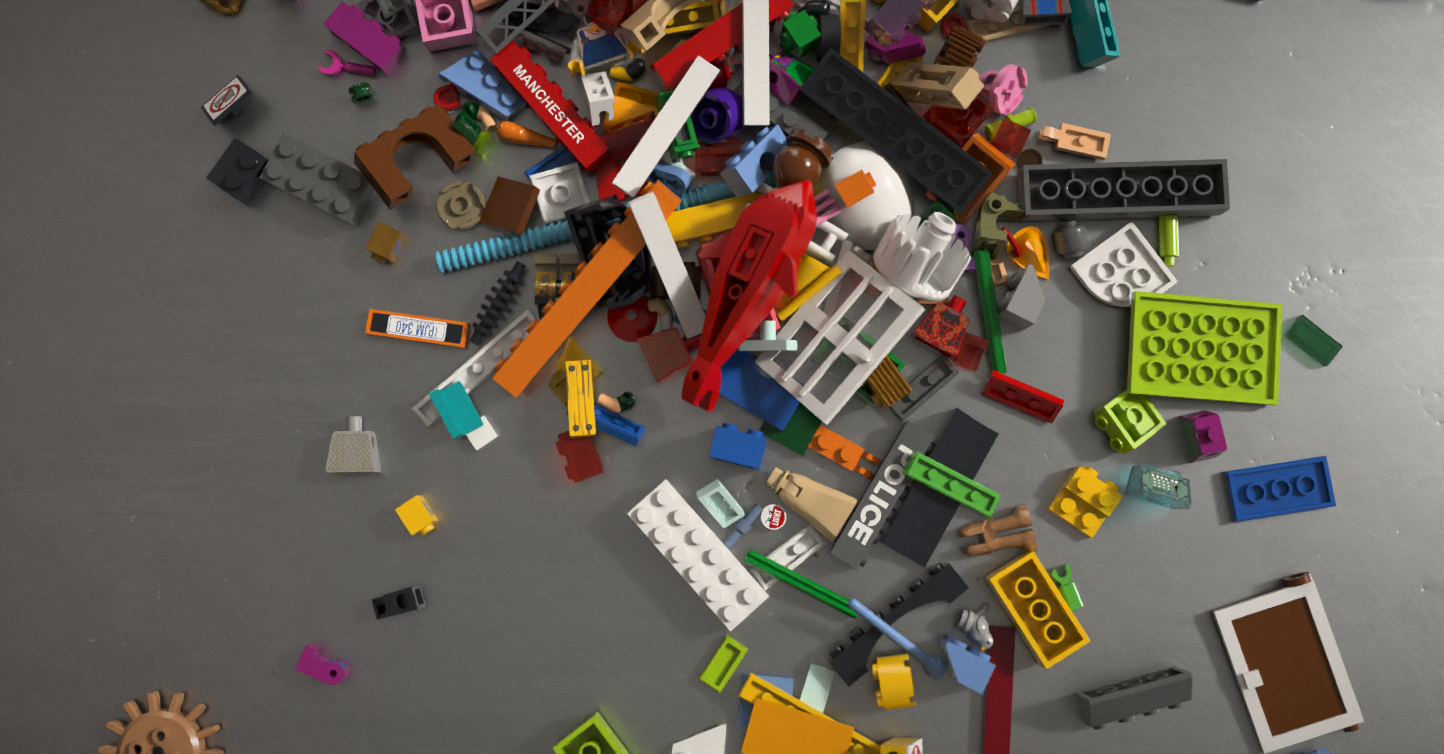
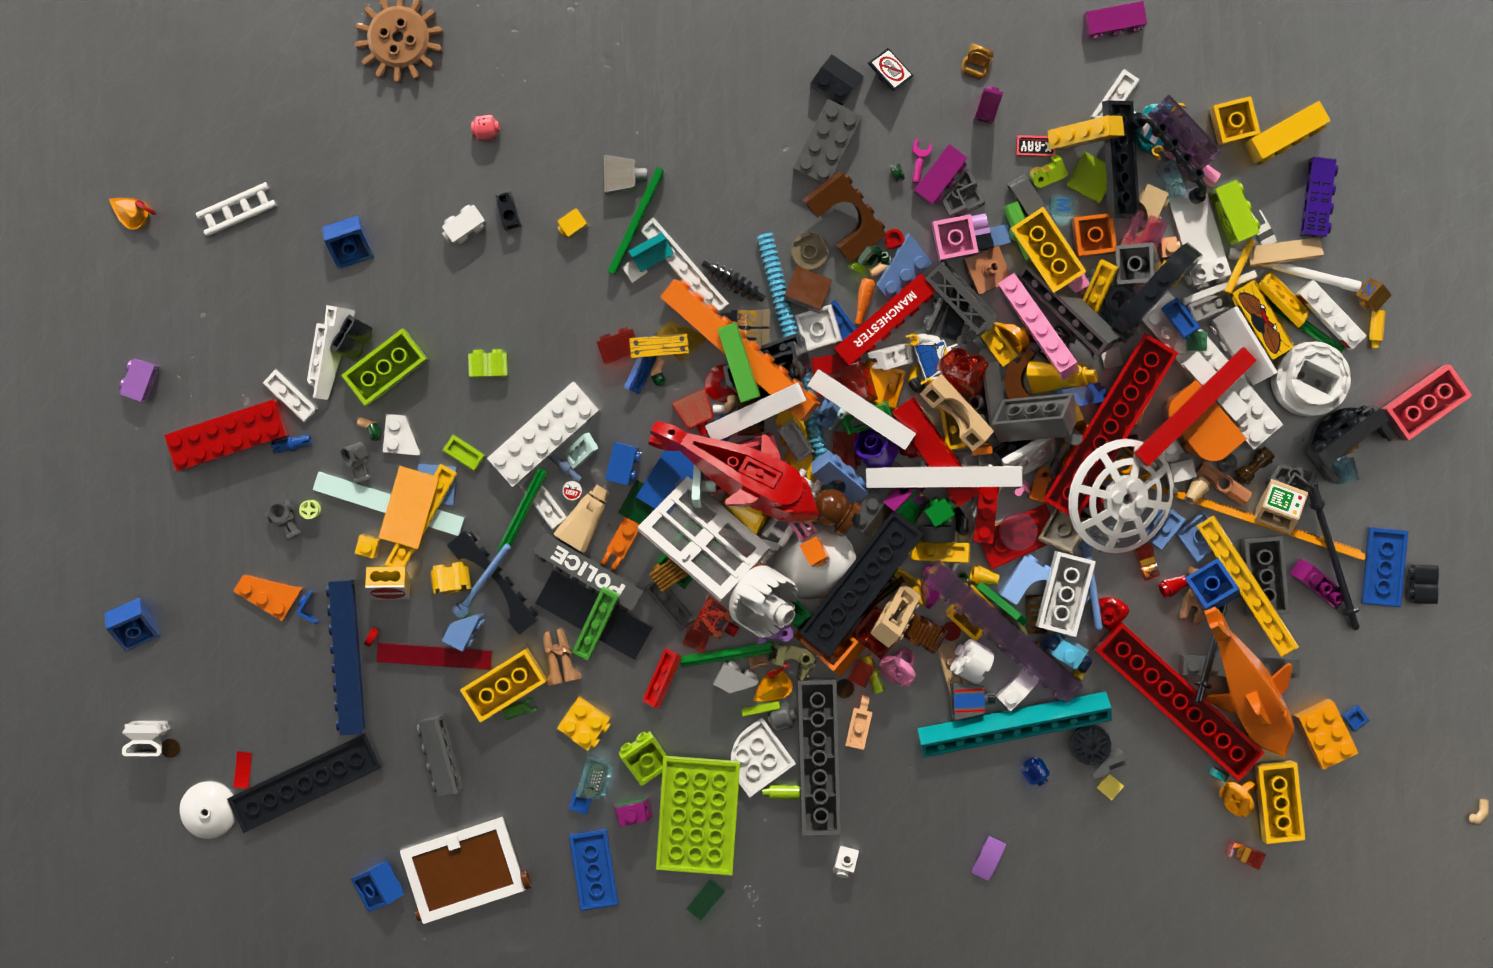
camera: 90 degrees right, 5 degrees up
(285, 633) = (485, 127): none -> coral head
(321, 667) = (460, 154): magenta leg -> none
(385, 243) = (779, 194): pearl gold brick -> none
(415, 663) = (459, 227): none -> white brick
(416, 430) = (636, 221): none -> green tile
(417, 328) = (714, 220): tile -> none
(602, 287) = (738, 362): none -> bright green tile
(603, 630) = (488, 364): none -> lime brick
(707, 219) = (795, 440): none -> light grey tile
(809, 292) = (739, 519): yellow bar -> none
(976, 627) = (490, 640): light grey animal -> none
(1059, 267) = (760, 708): none -> lime tile
(1195, 512) = (580, 804): none -> blue tile
(1259, 156) = (845, 862): none -> white brick

